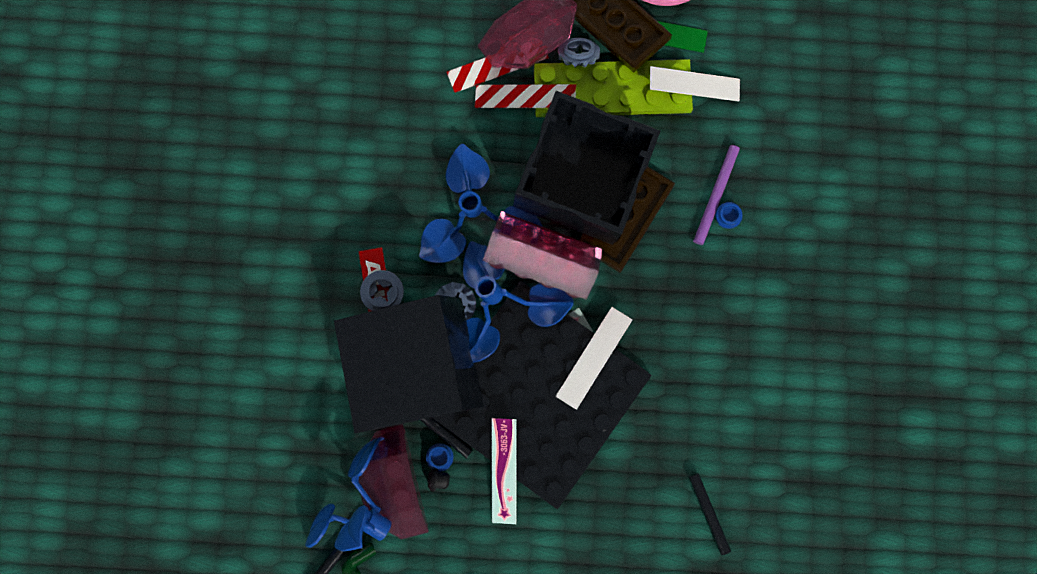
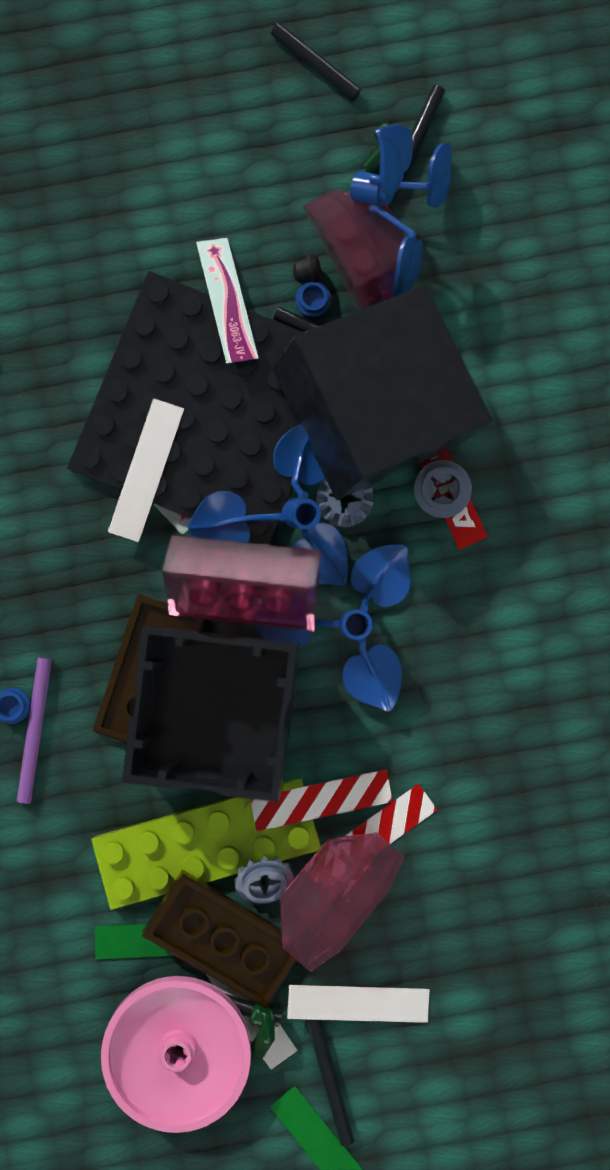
camera: 170 degrees right, 5 degrees up
(694, 83) = (96, 875): white sticker -> none

